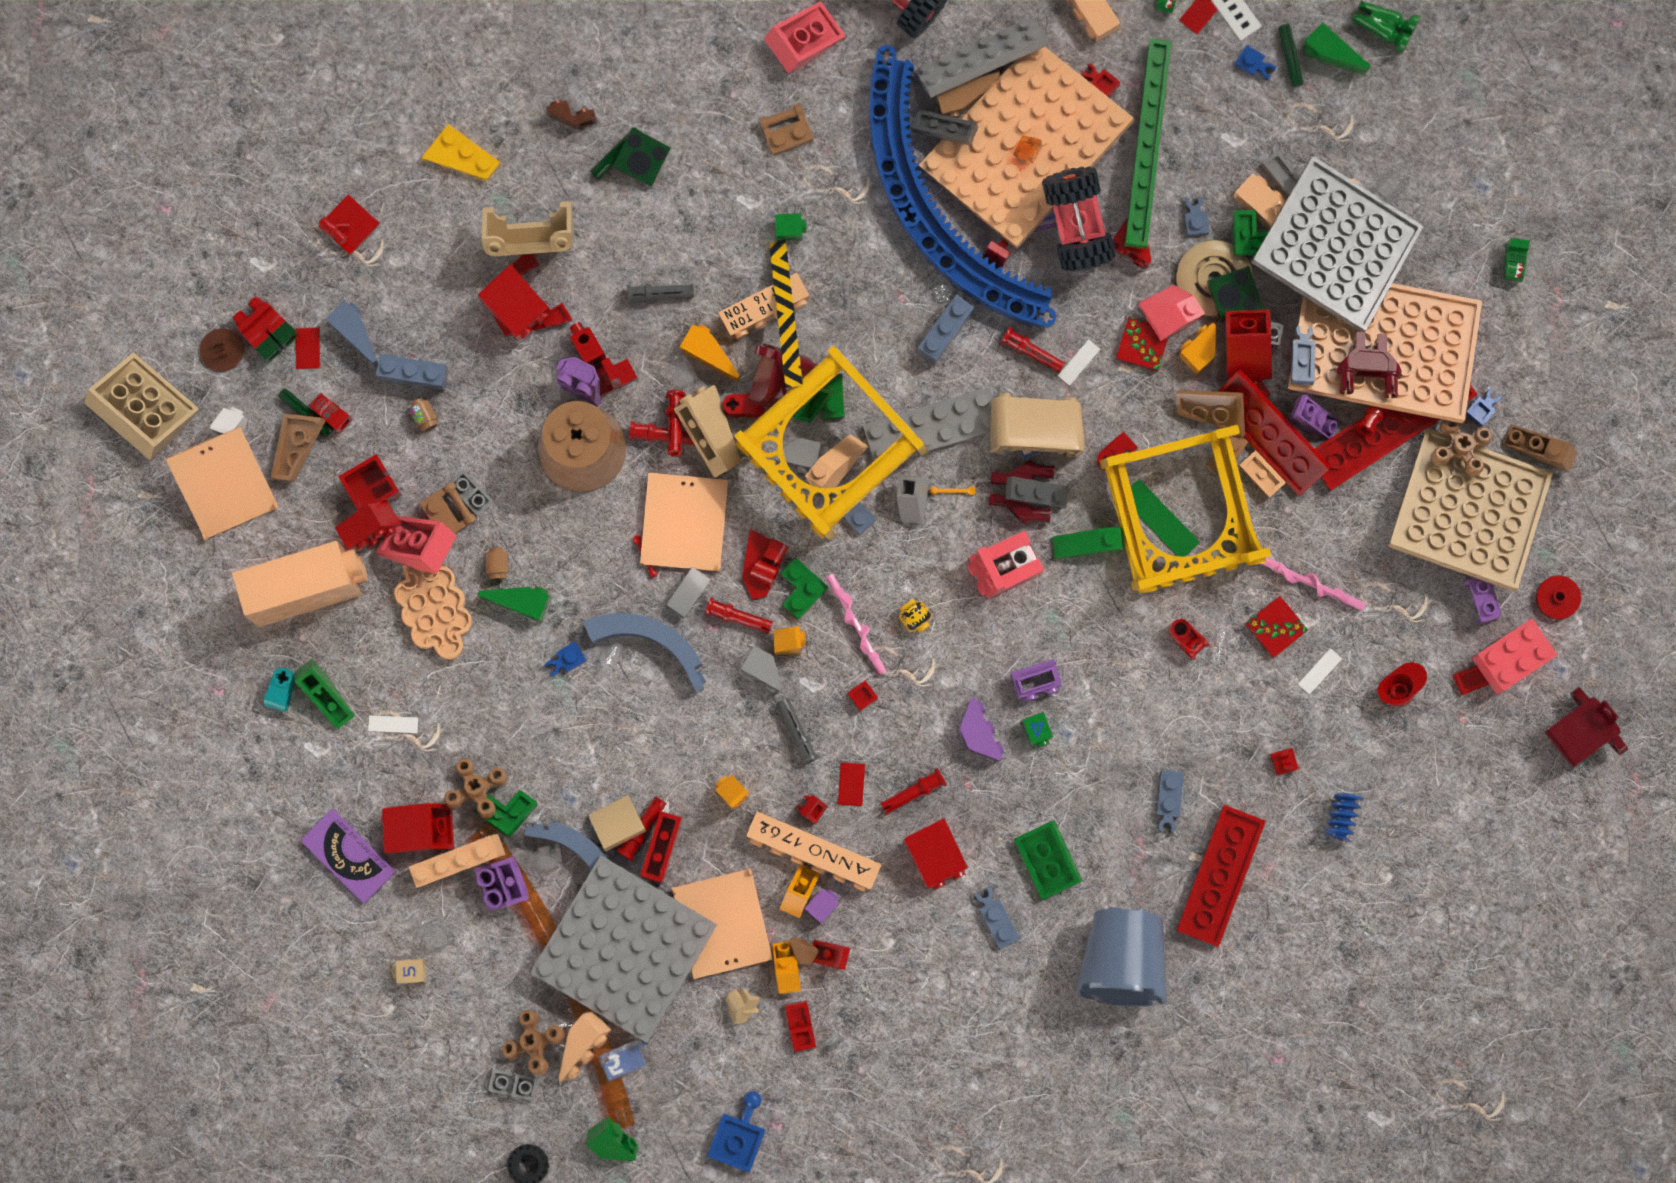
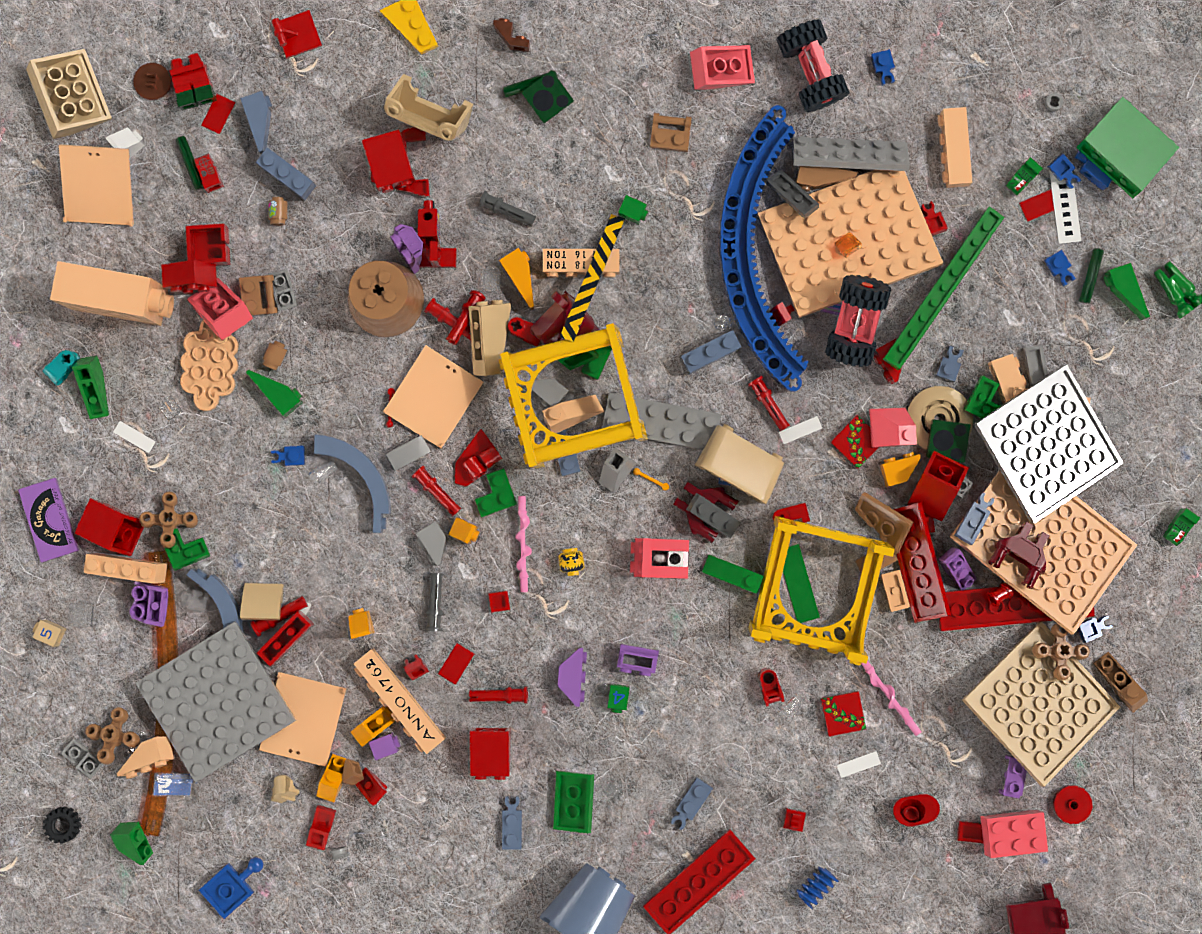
camera: 30 degrees right, 5 degrees up
(294, 445) = (167, 184): medium nougat wing -> none

